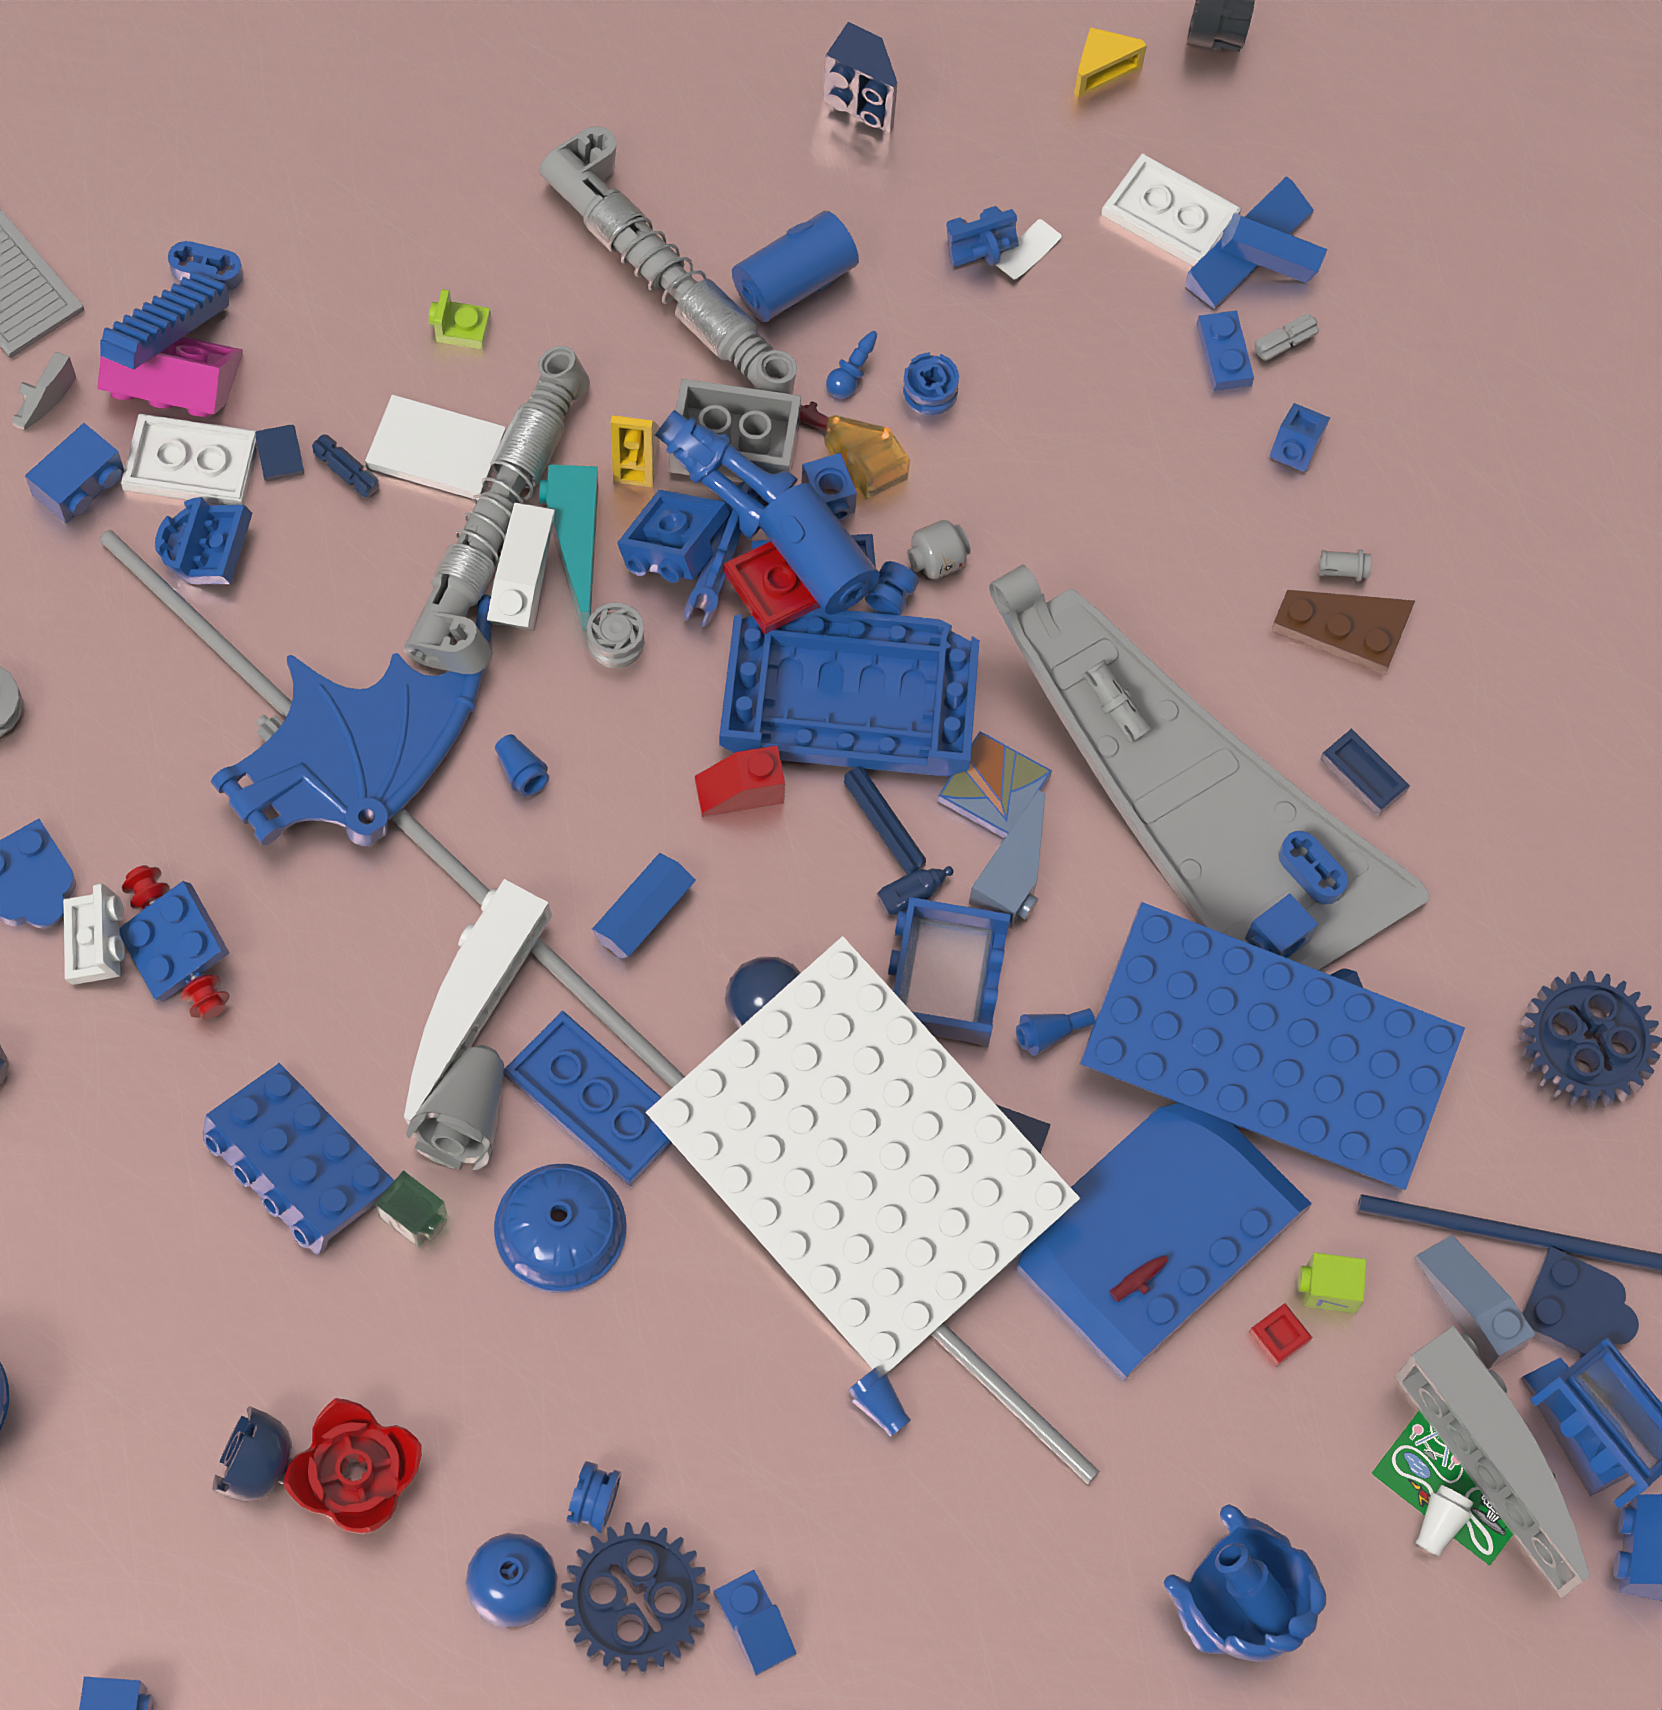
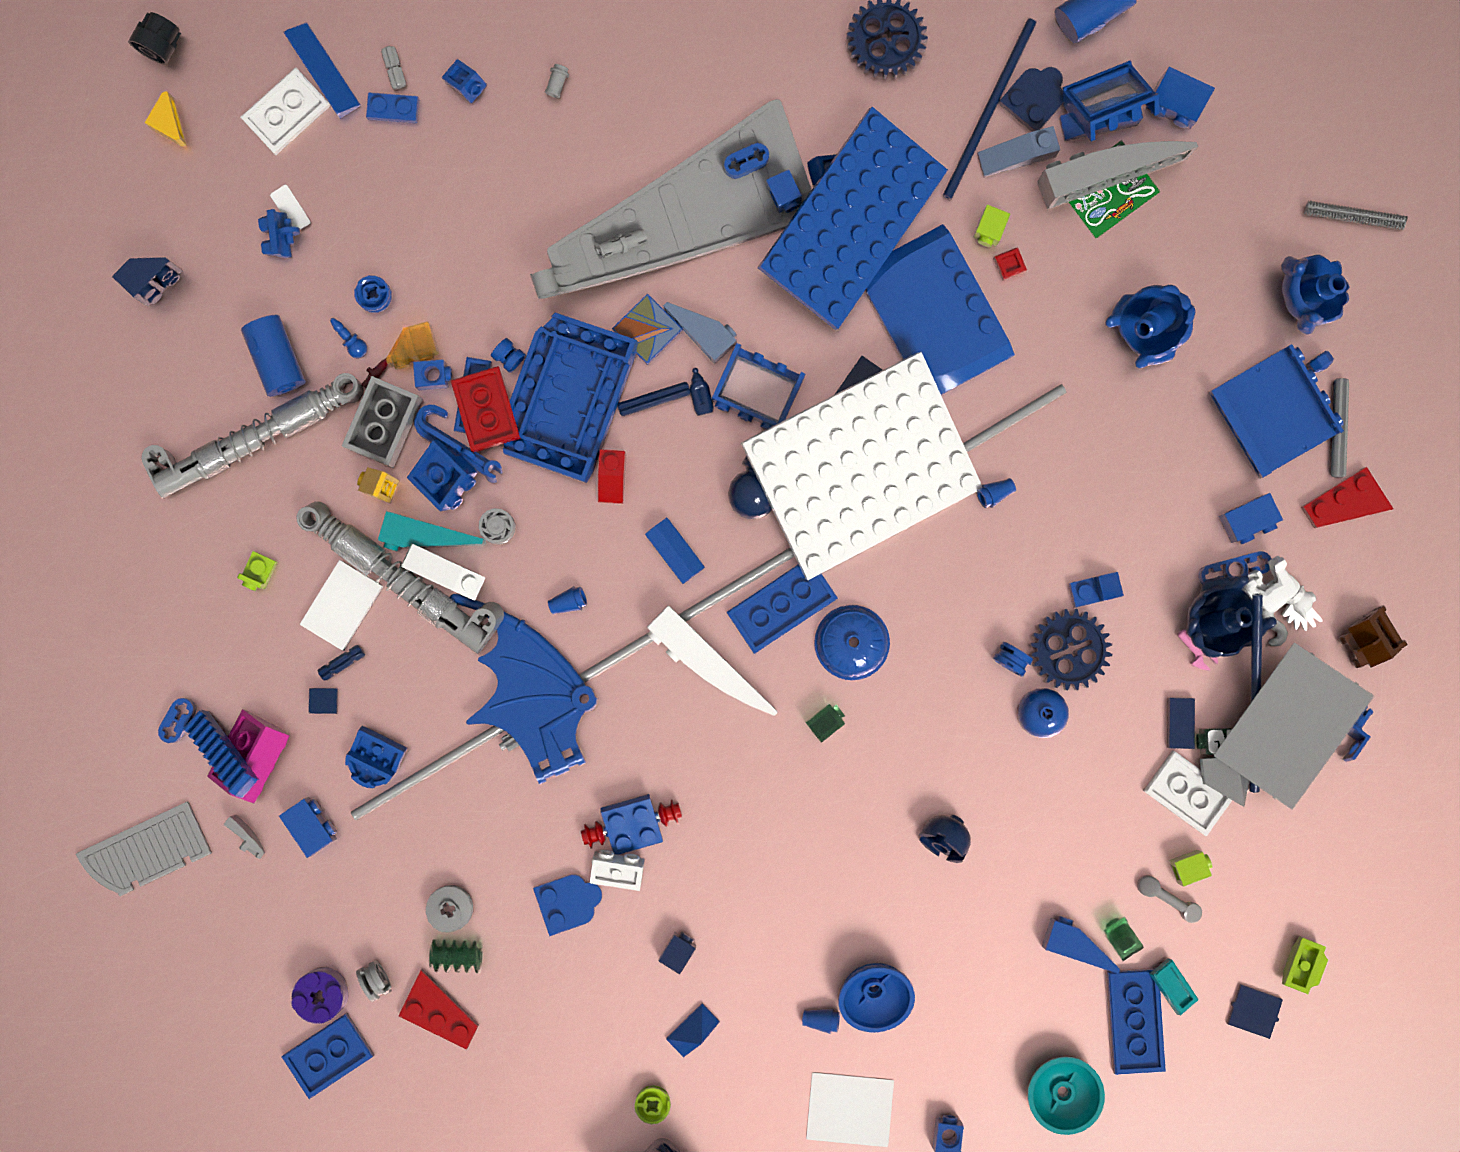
camera: 75 degrees left, 20 degrees up
(190, 460) = (313, 755): white tile -> none
(295, 1157) = (778, 780): blue bracket -> none
(345, 1435) = (987, 784): red brick -> none
(462, 1111) = (774, 681): light grey cone -> none
(702, 455) = (401, 446): blue piece -> none
(818, 548) = (482, 392): blue piece -> none
(939, 549) = (488, 320): light grey head -> none
(1041, 1031) = (805, 345): blue cone -> none
(1138, 1279) = (967, 332): dark red helmet -> none
(1272, 248) = (332, 56): blue piece -> none
(1345, 625) = (596, 91): reddish brown wing -> none
(1364, 772) = (691, 111): dark blue tile -> none
(1443, 1519) = (1133, 208): white cone -> none

